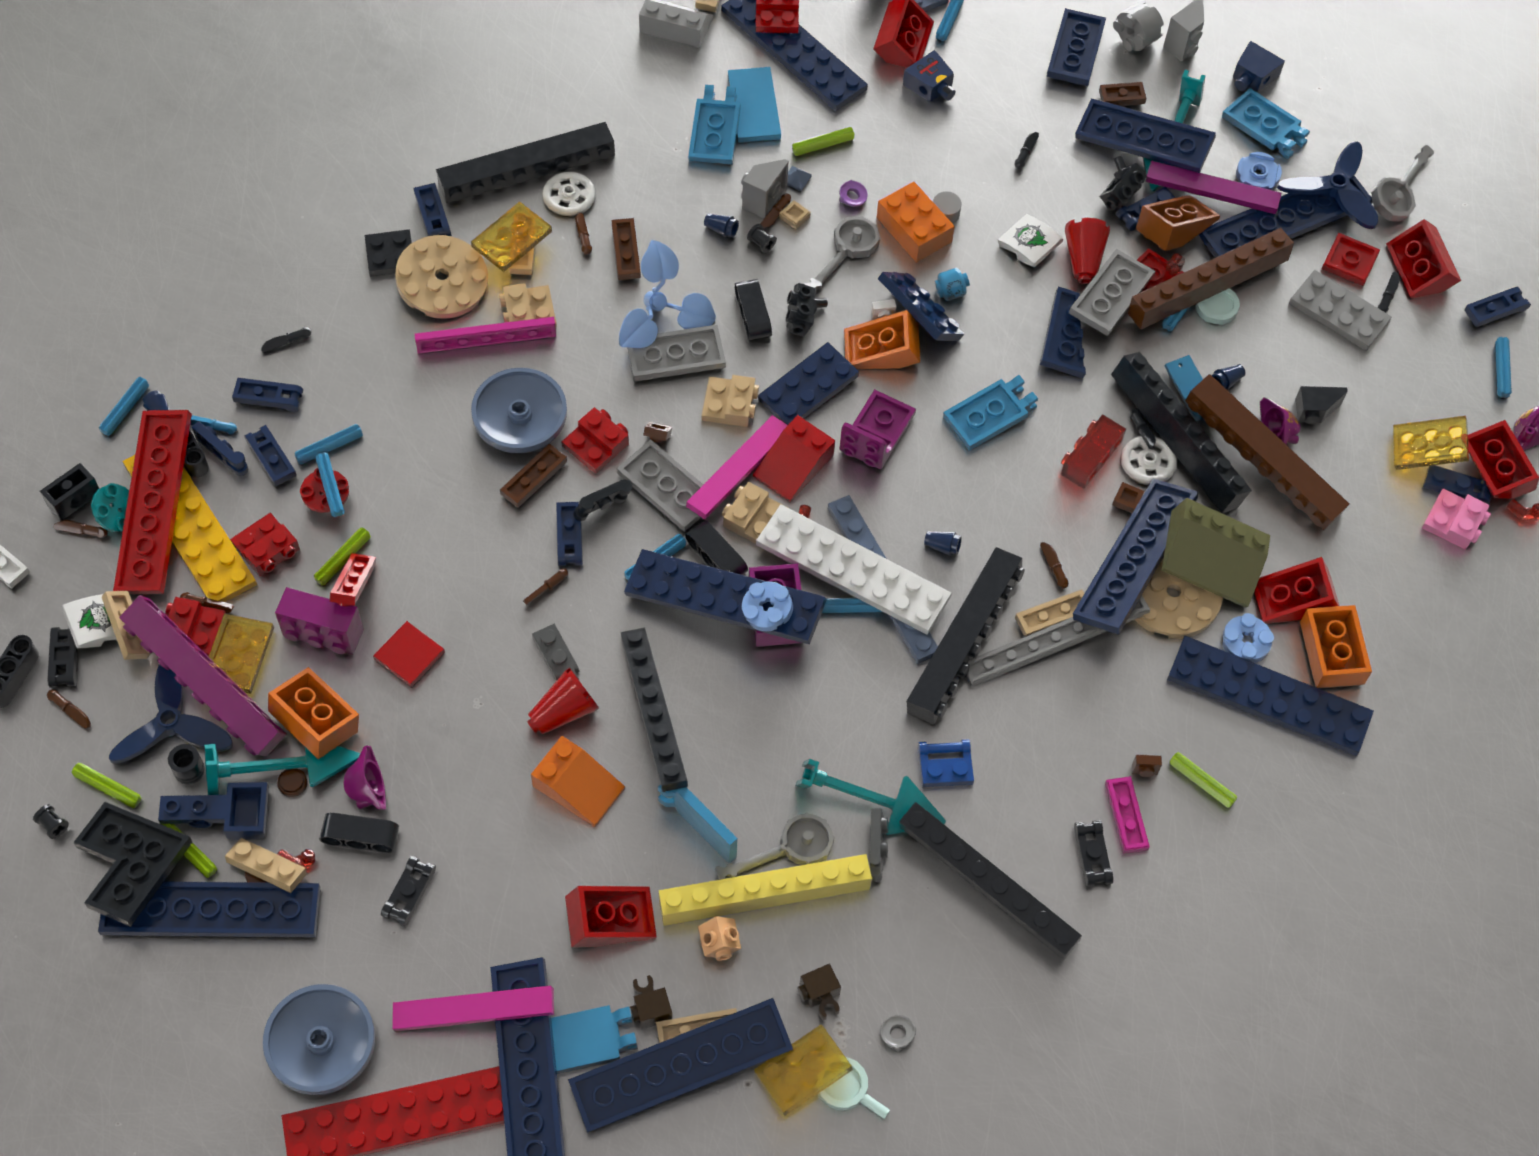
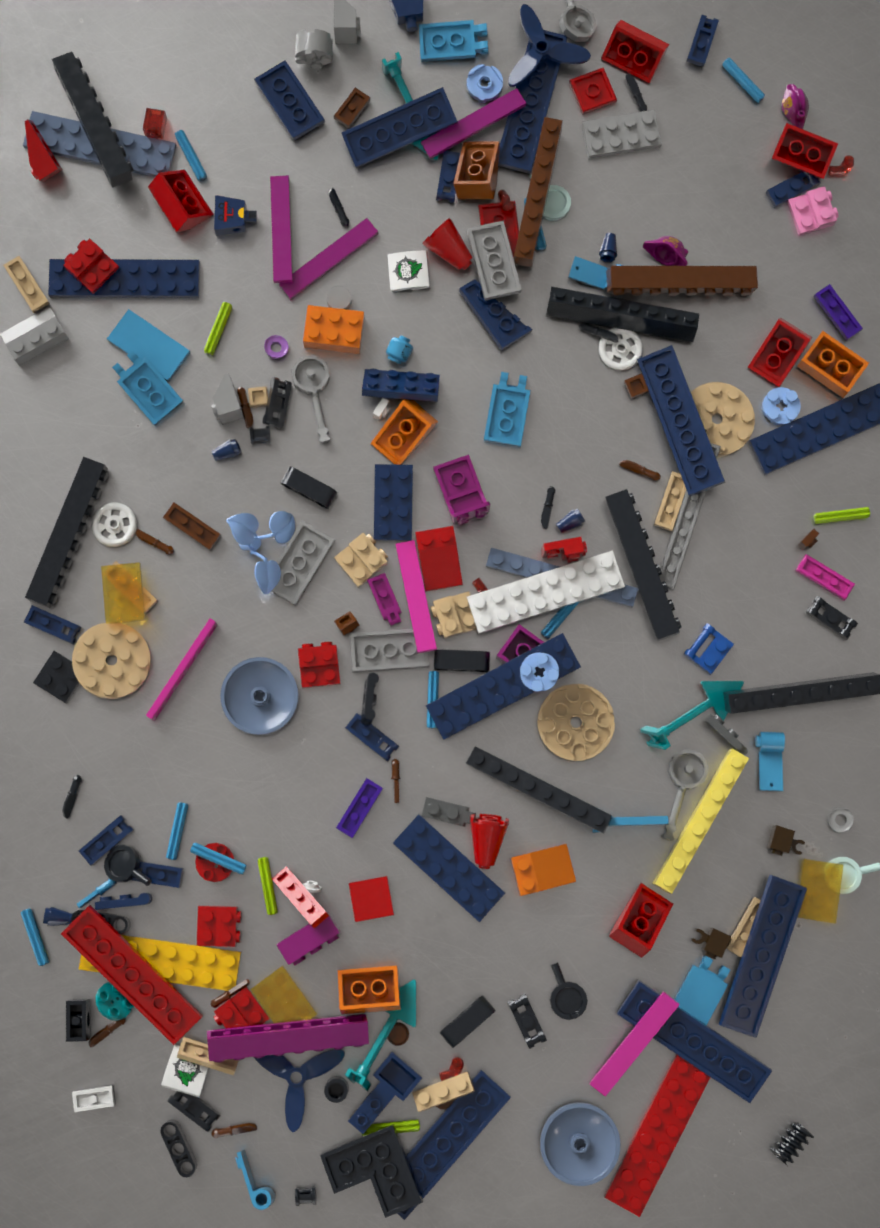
camera: 50 degrees left, 20 degrees up
(15, 771) = (261, 1197): none -> dark azure door
(106, 785) = (307, 1145): lime axle -> none
(256, 421) = (123, 865): none -> black piece
(365, 782) = (439, 993): magenta hat -> none
(370, 594) = (312, 887): none -> white plate
(466, 911) = (567, 998): none -> black piece
(489, 574) = (359, 808): none -> dark purple plate
(502, 700) = (449, 868): none -> dark blue plate
(526, 303) = (182, 625): tan plate -> none
(533, 475) = (311, 724): reddish brown plate -> none
(712, 445) = (385, 598): none -> magenta hinge
(719, 938) = (708, 871): light nougat brick -> none
(739, 718) = (595, 717): none -> tan plate
(798, 178) = (231, 367): sand blue slope -> none
(802, 309) = (335, 456): black brick -> none
(804, 228) = (277, 402): none -> black plate
(893, 911) = (770, 751): none -> dark azure door
(911, 549) = (570, 549): none -> red plate
(936, 514) = (545, 517): none -> black piece
(959, 121) = (281, 229): none -> magenta tile
(974, 175) = (329, 258): none -> magenta tile
(1092, 451) = (588, 377): clear red brick -> none
(1124, 185) = (423, 177): black brick -> none
(1215, 551) = (720, 375): olive slope -> none
(1317, 402) = (672, 216): black slope -> none
(1390, 615) = (838, 312): none -> dark purple plate
(1430, 442) = (758, 178): clear yellow plate -> none

